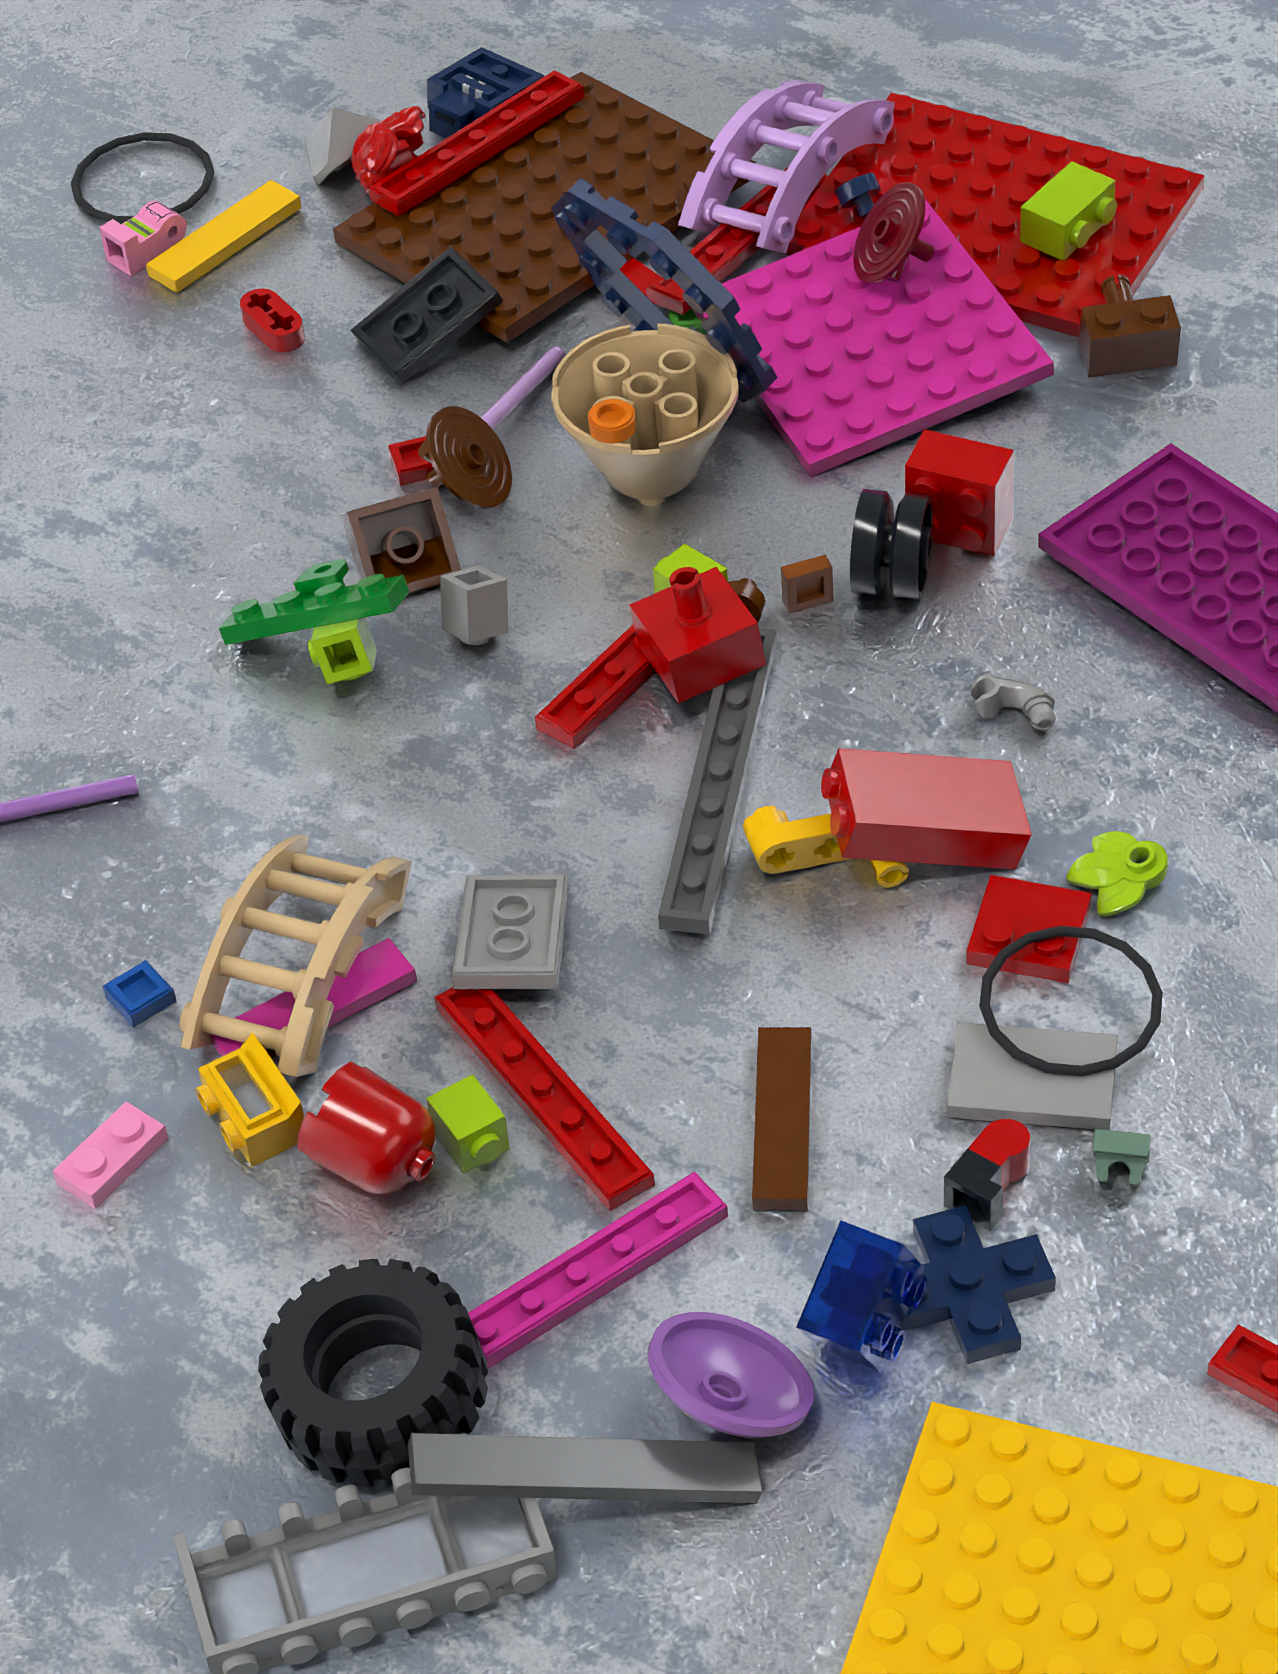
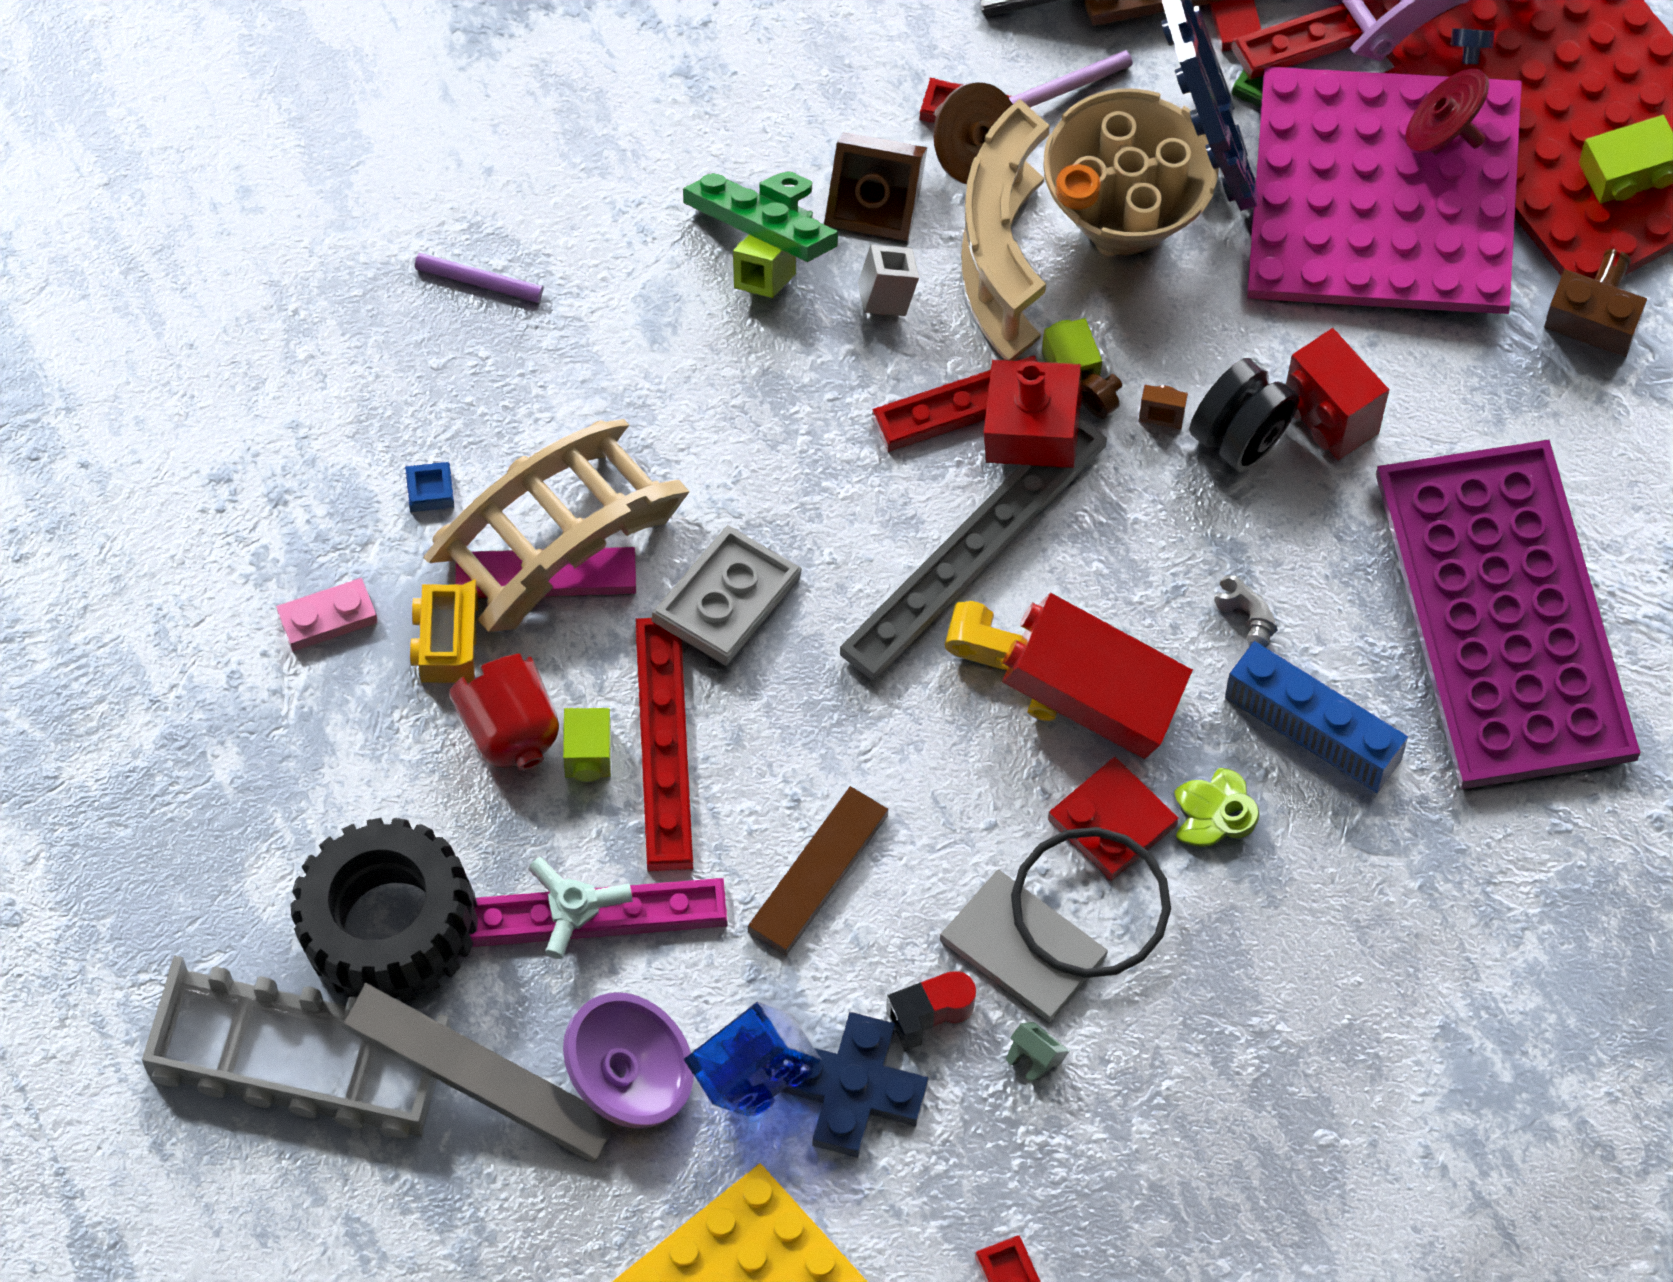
camera: 25 degrees right, 15 degrees up
(550, 516) = (993, 268): none -> tan fence
(563, 1265) = (573, 903): none -> light aqua piece
(1150, 747) = (1315, 716): none -> blue brick

